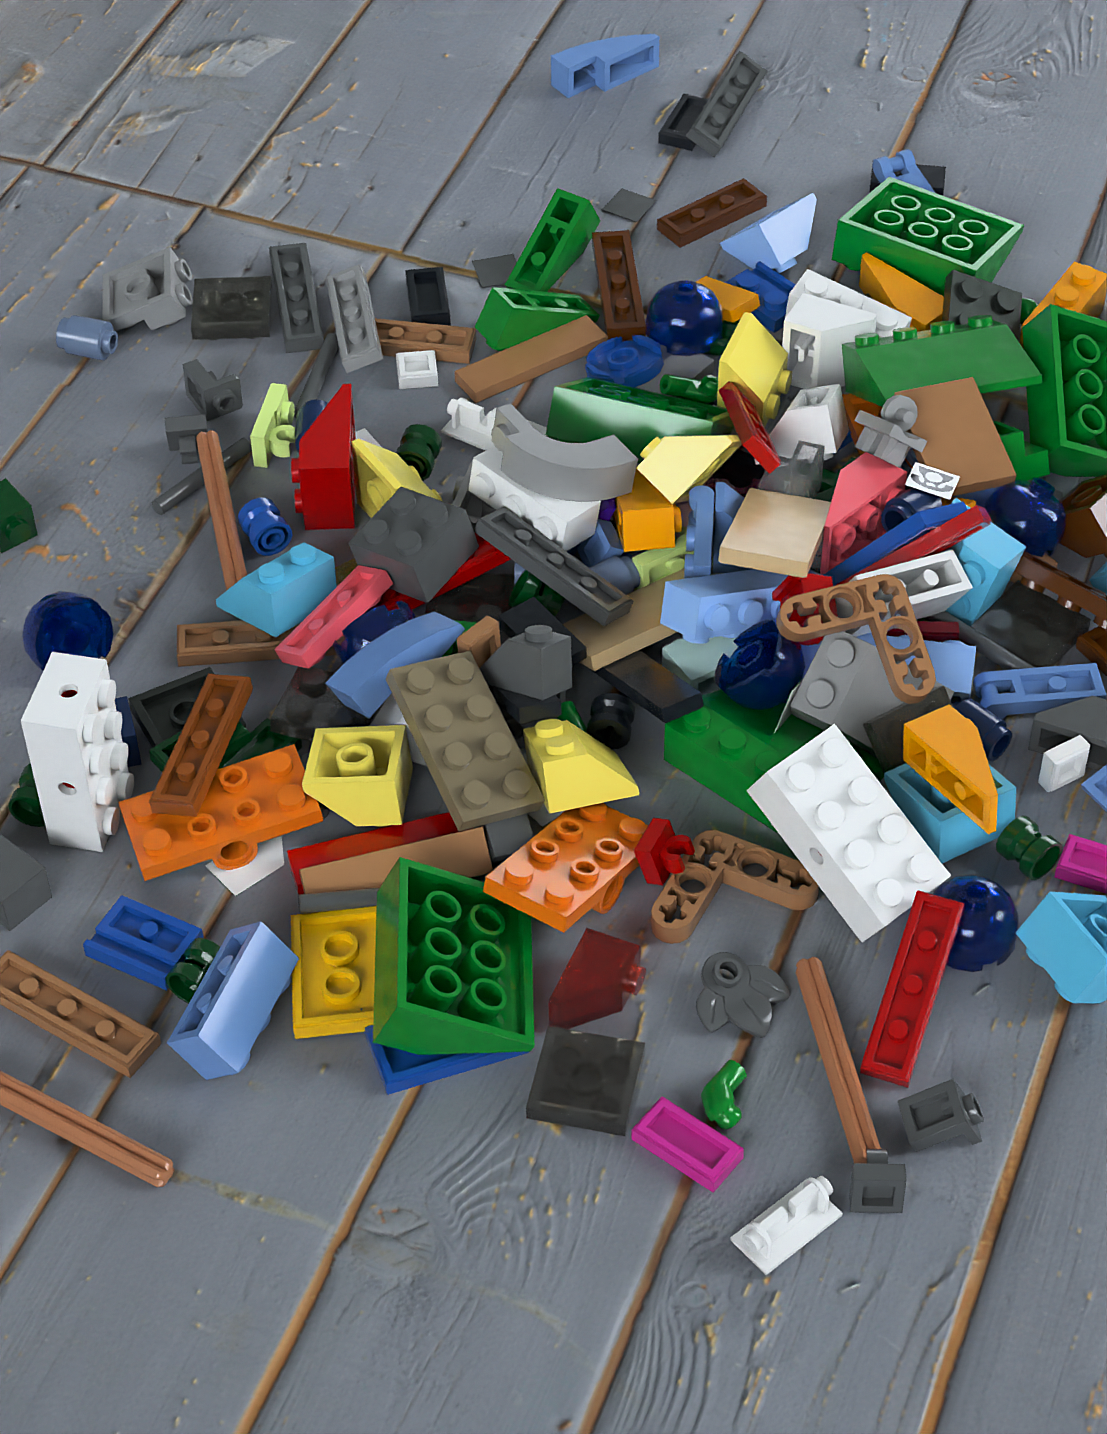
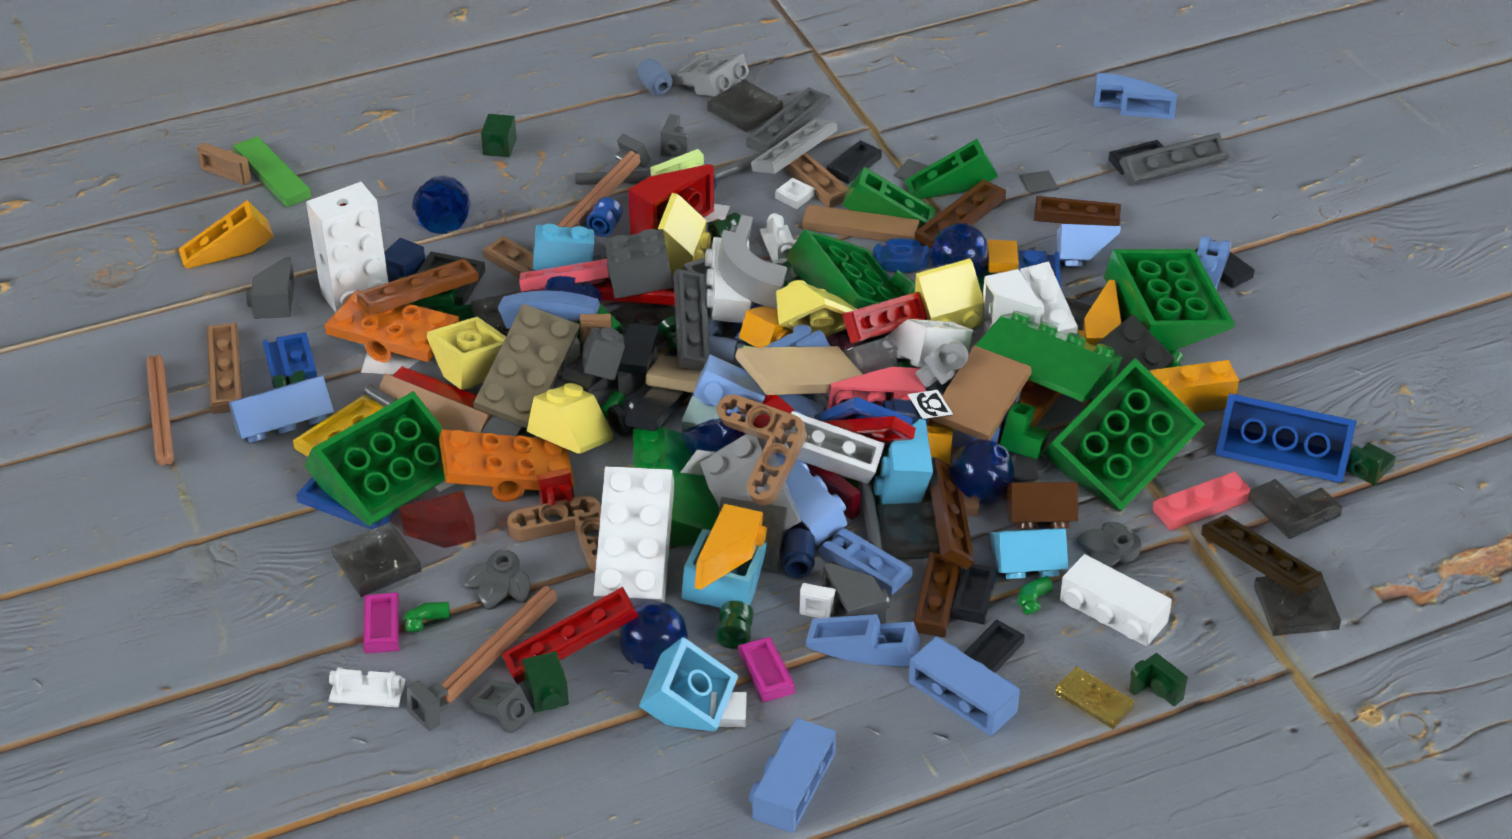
camera: 45 degrees right, 5 degrees down
(953, 1052) = (545, 682): none -> dark green brick

